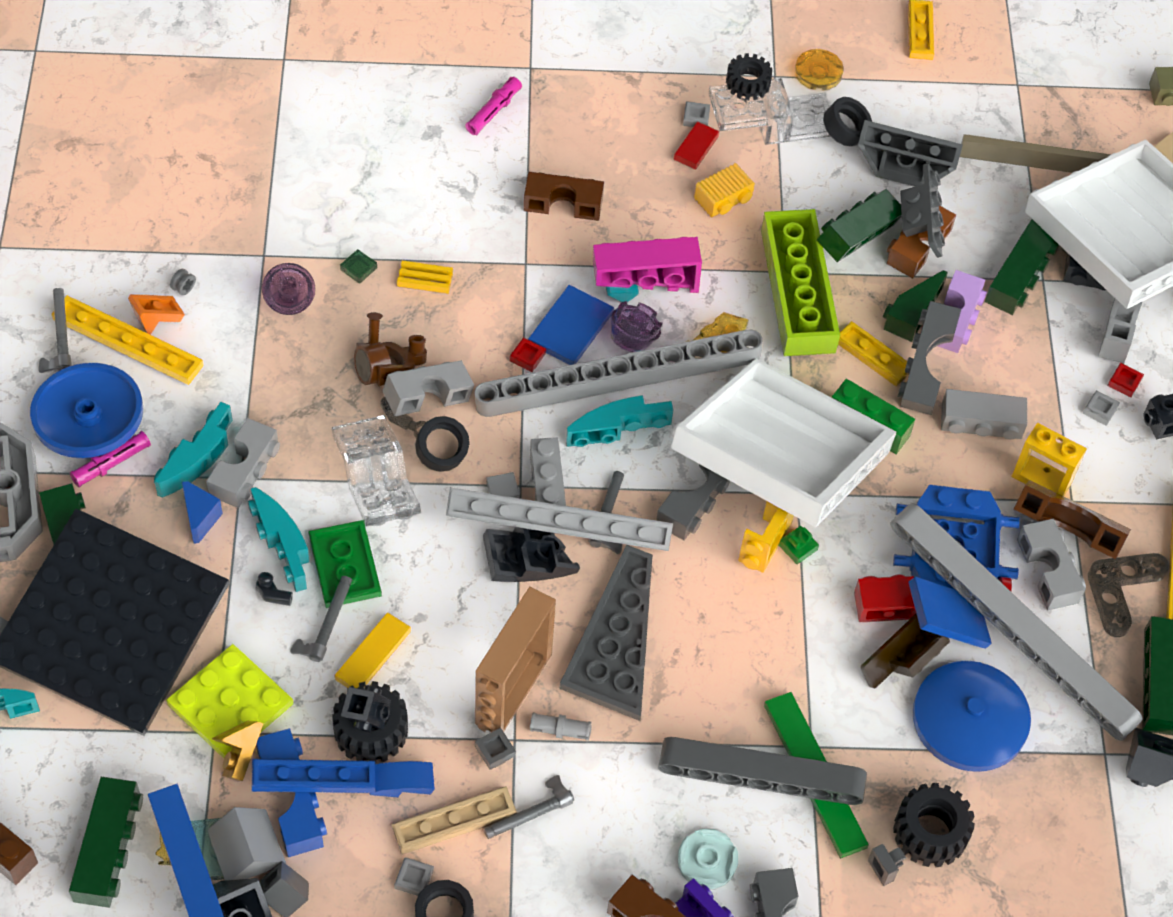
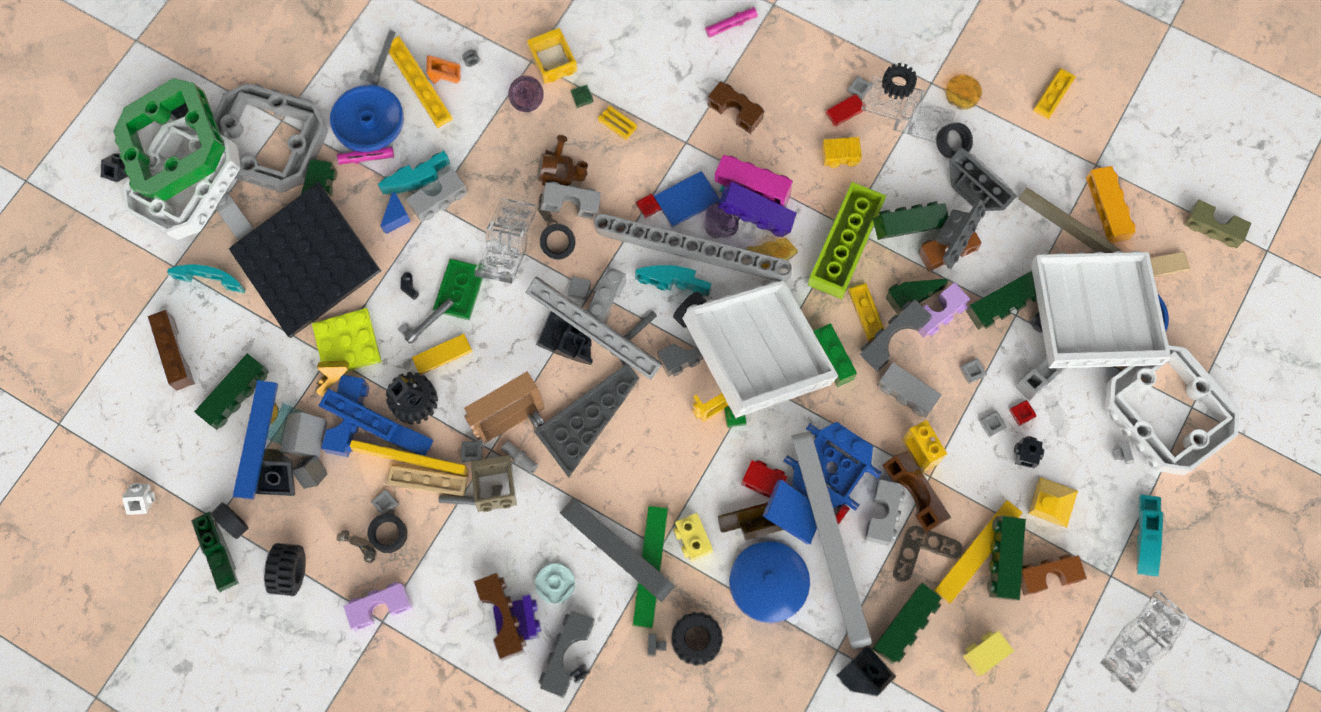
camera: 35 degrees right, 15 degrees up
(275, 218) = (547, 41): none -> yellow window
(283, 534) = (432, 251): teal slope -> none
(412, 801) = (409, 458): none -> yellow tile
(547, 745) = (492, 467): none -> dark tan window
(552, 669) = (536, 419): none -> dark grey bush
(661, 452) = (694, 298): none -> black tyre
(672, 292) = (757, 210): none -> dark purple brick
(846, 709) = (693, 537): none -> light yellow brick
(1039, 361) = (973, 371): none -> light grey tile
(1064, 114) = (1111, 204): none -> light orange brick

